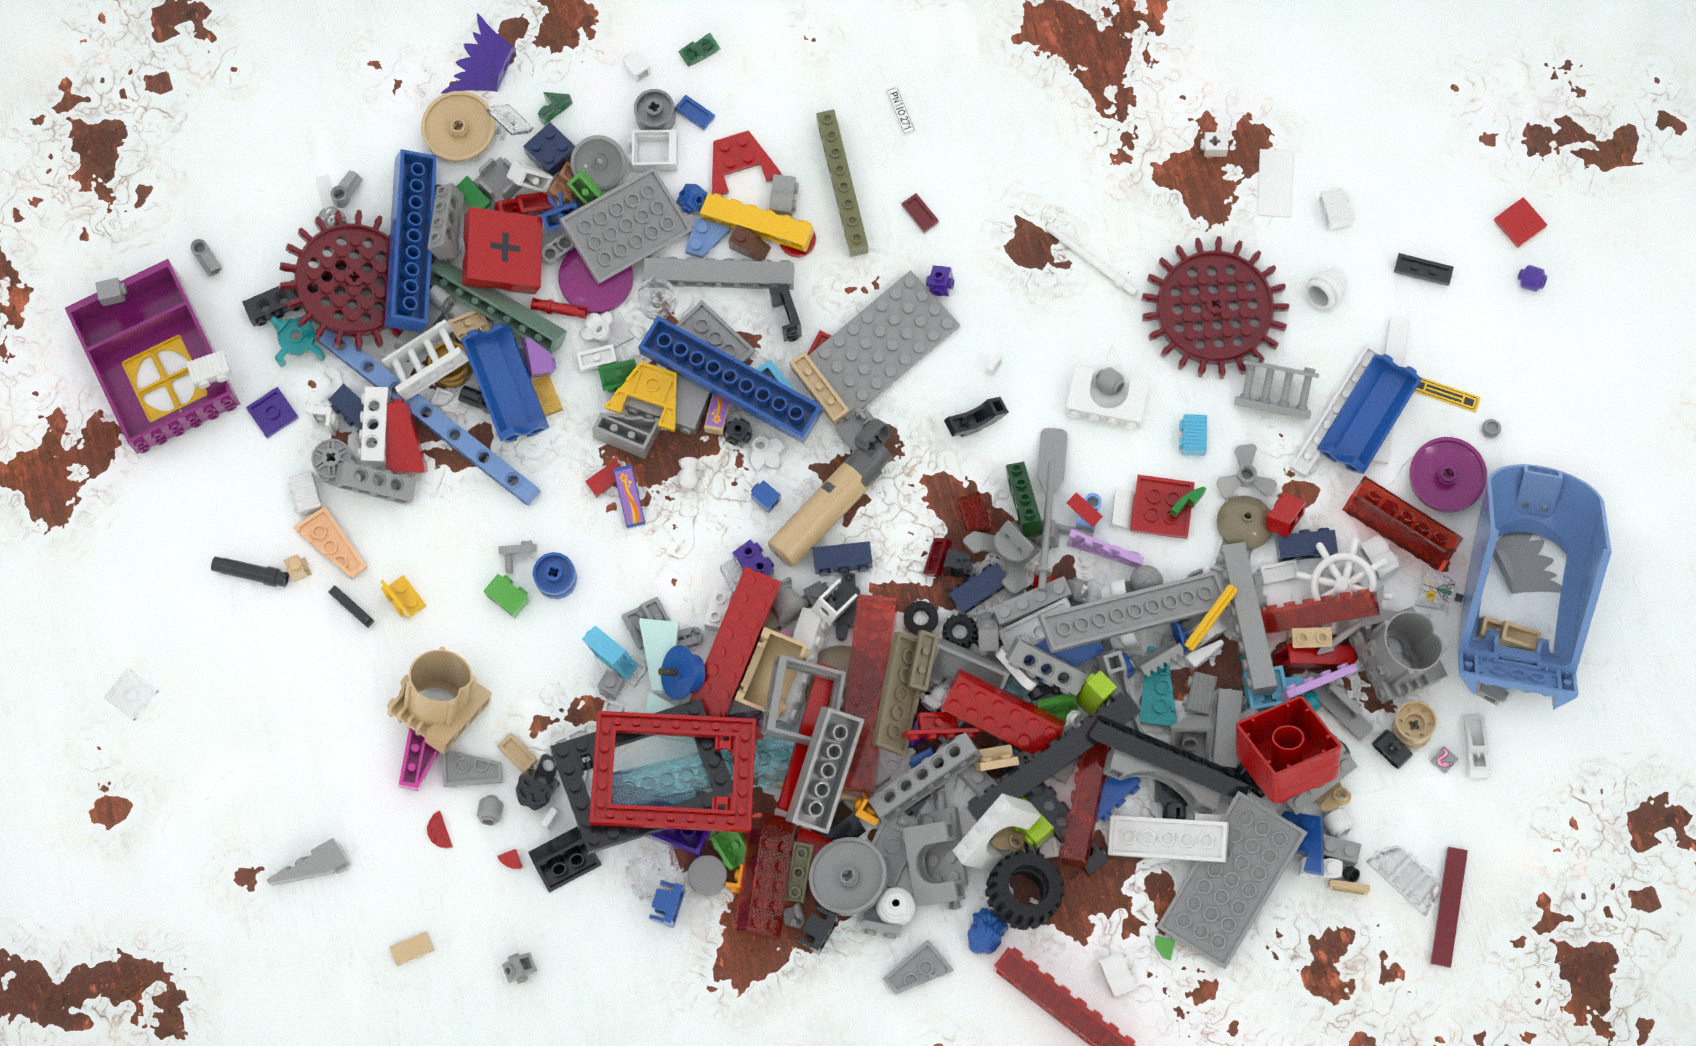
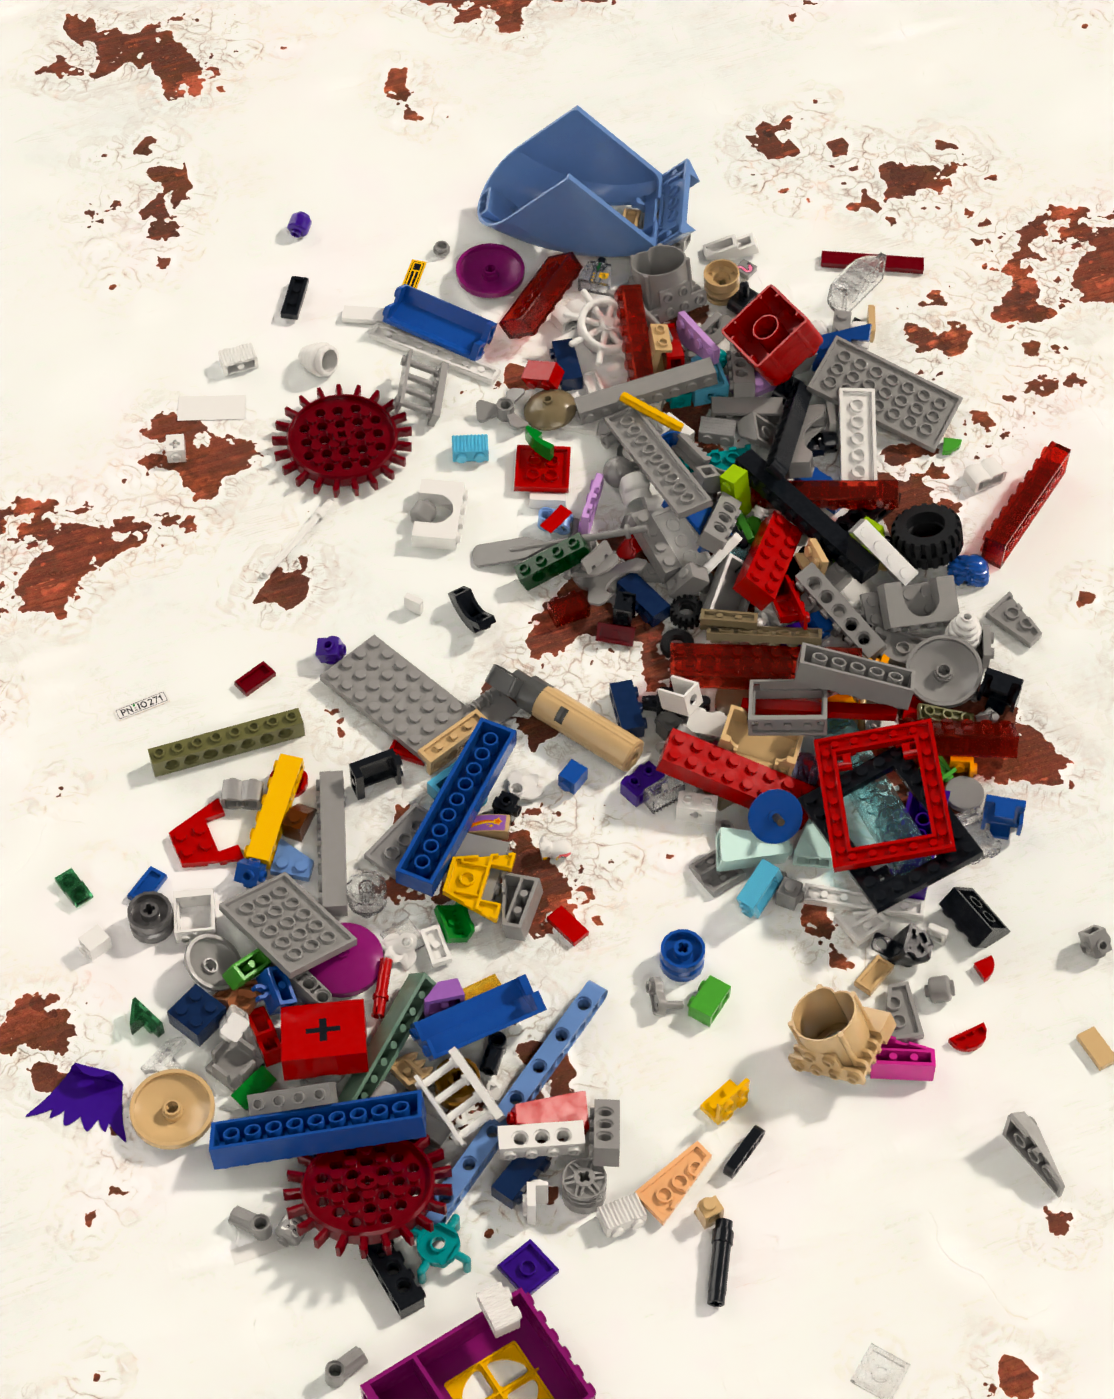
camera: 100 degrees left, 20 degrees down
(629, 496) = (585, 899): slope -> none
(1520, 222) = (244, 236): red tile -> none

